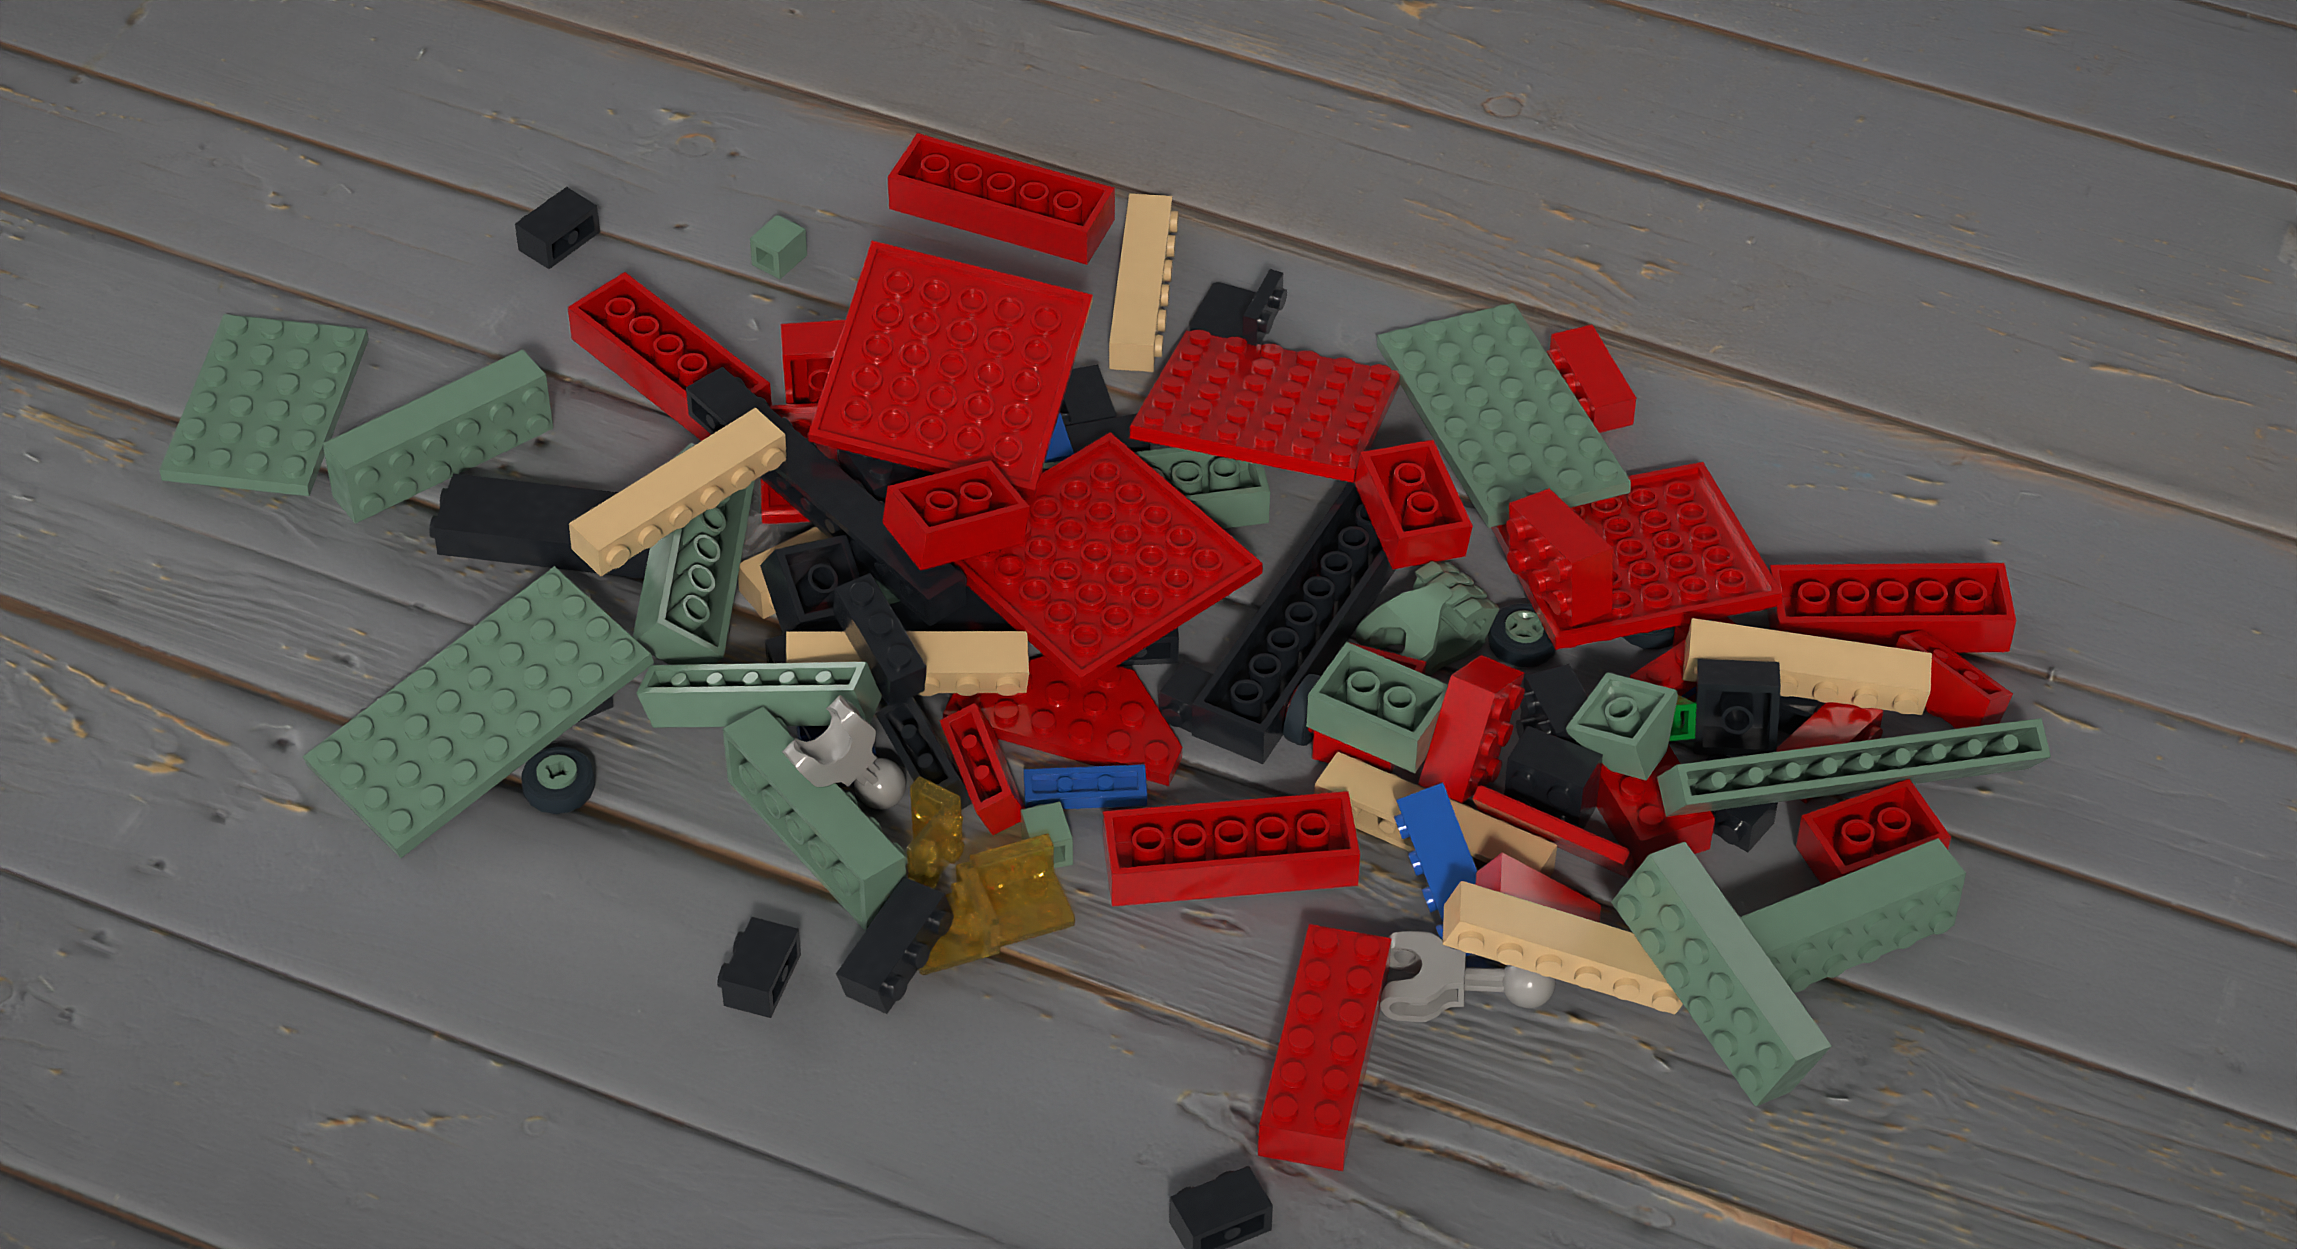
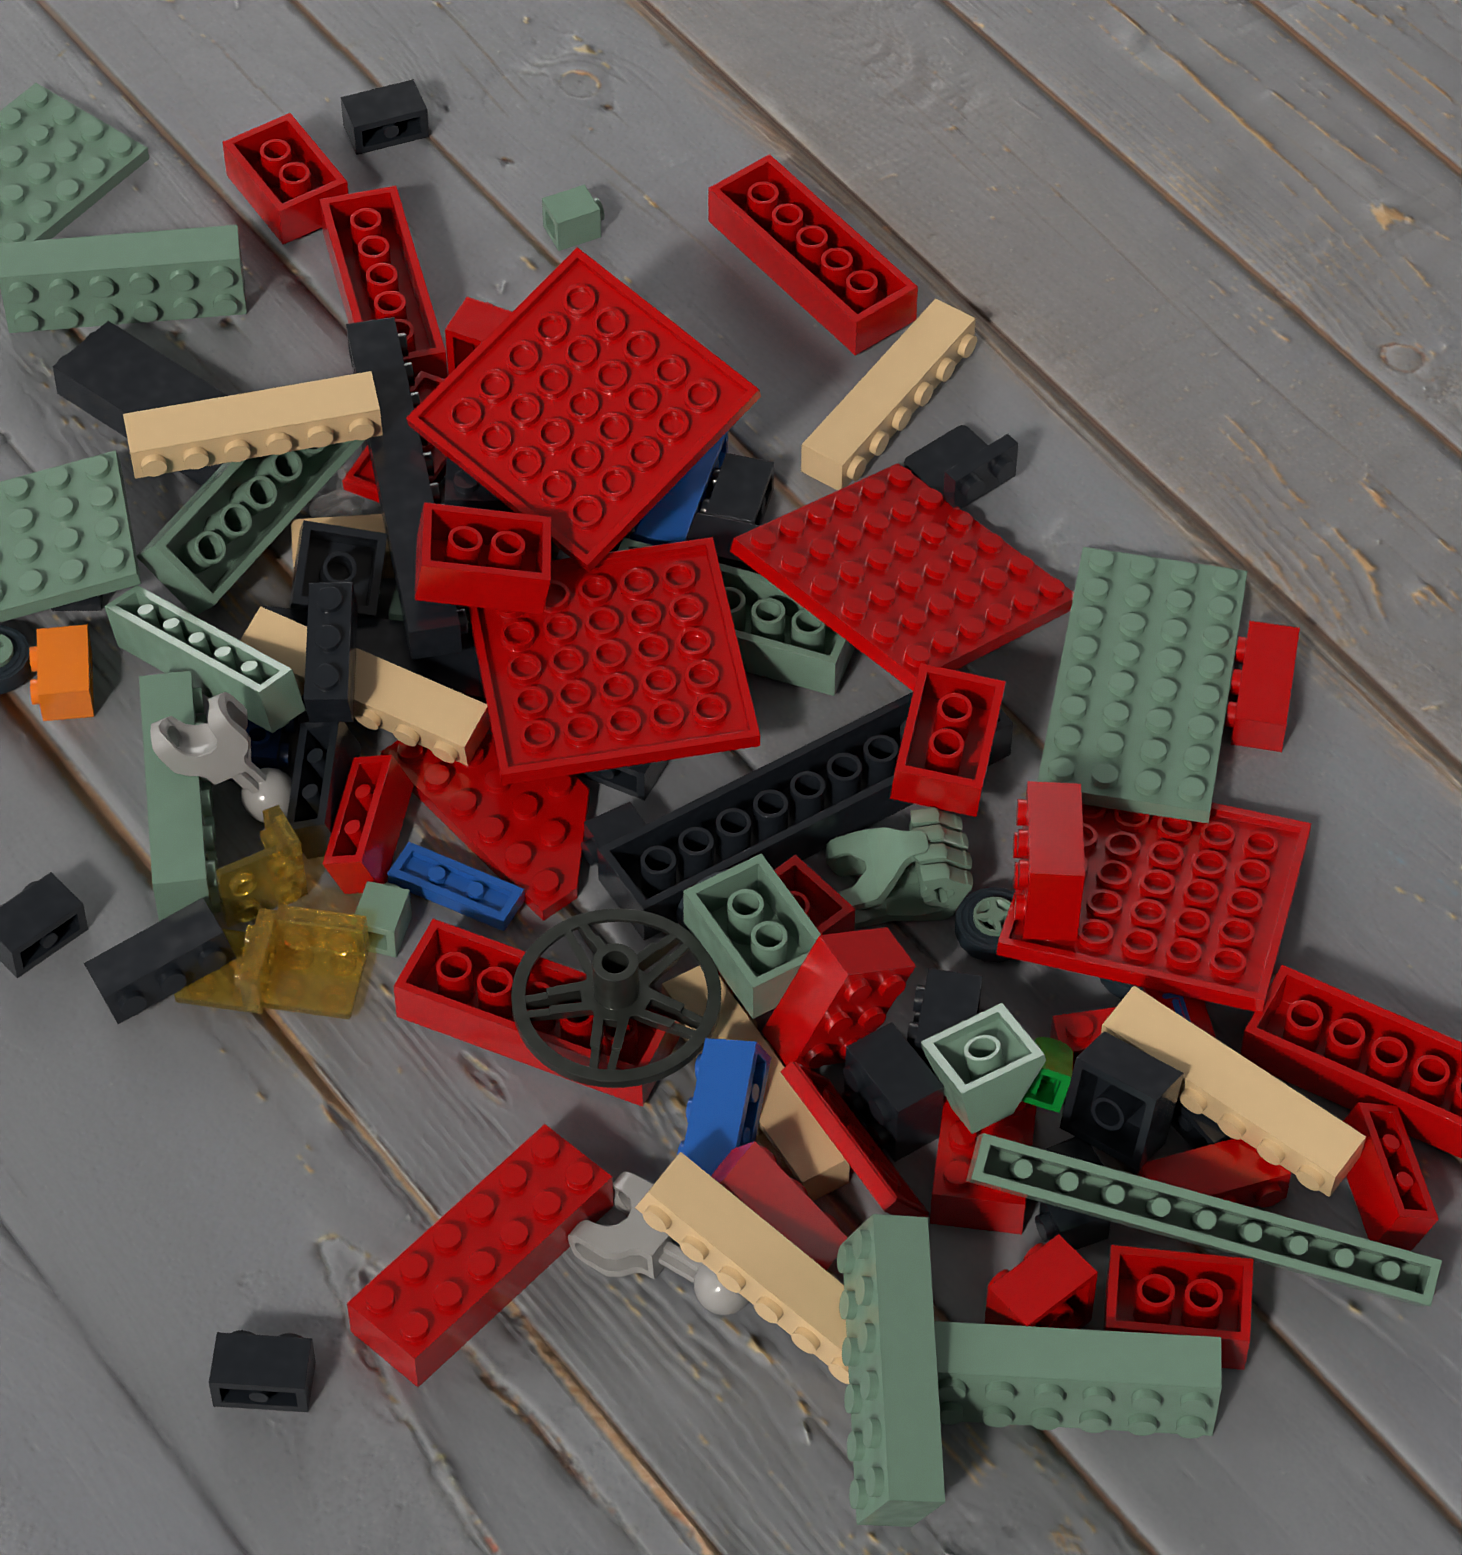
camera: 30 degrees right, 5 degrees up
(513, 304) = (283, 176): none -> red brick
(629, 764) = (63, 673): none -> orange brick
(1297, 799) = (614, 994): none -> pearl dark grey wheel
(1778, 869) = (1045, 1290): none -> red brick

